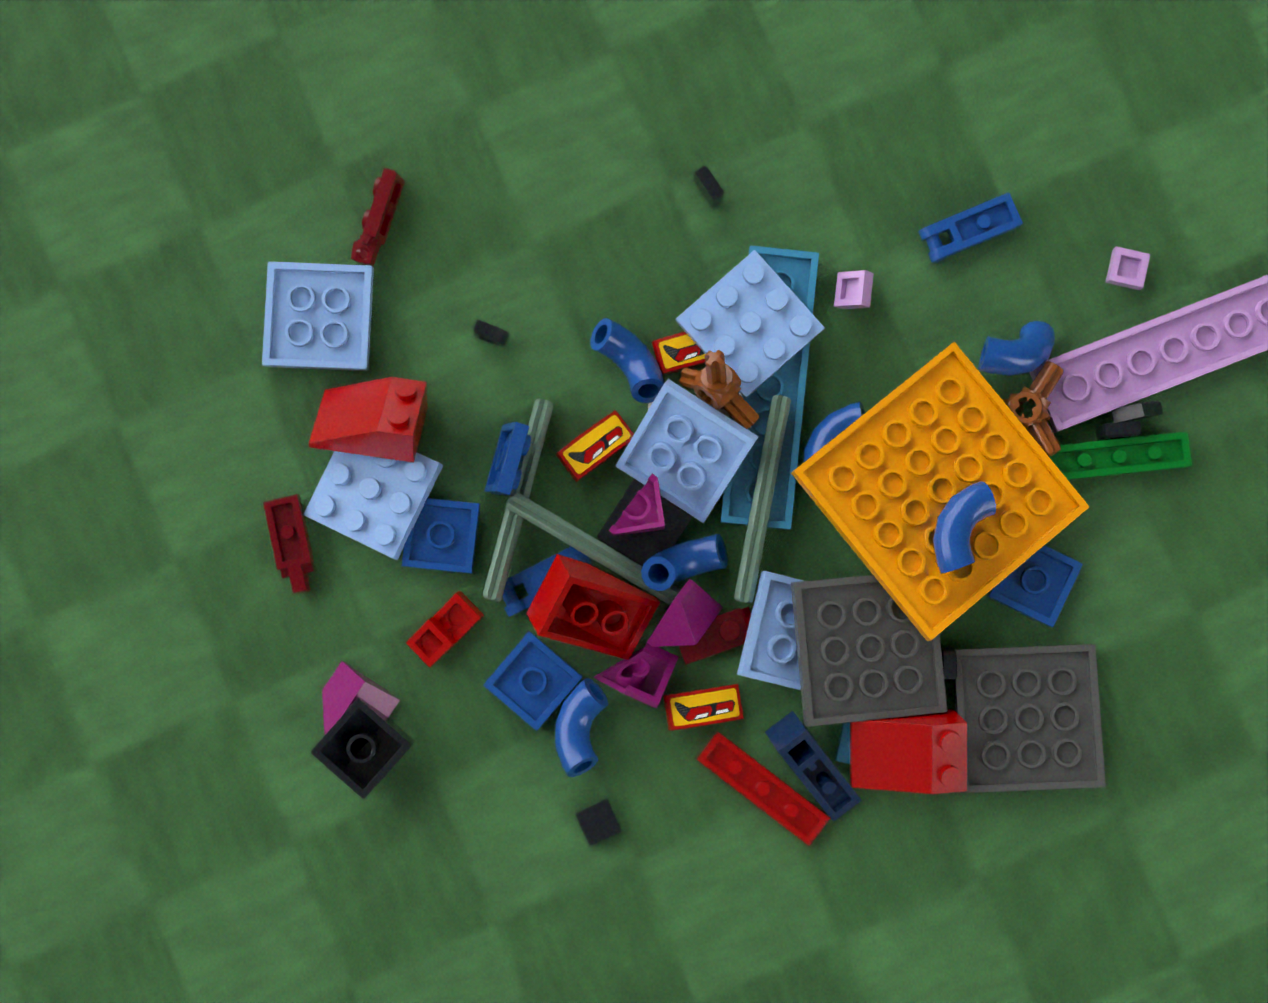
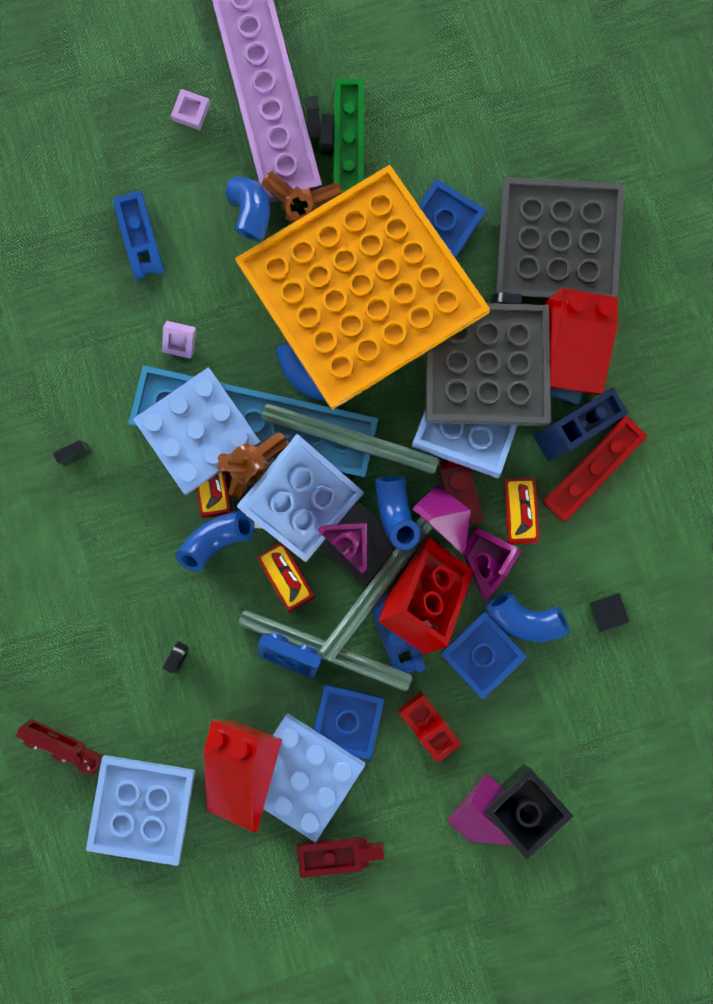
camera: 85 degrees left, 0 degrees up
(956, 524) = (393, 273): blue cylinder -> none

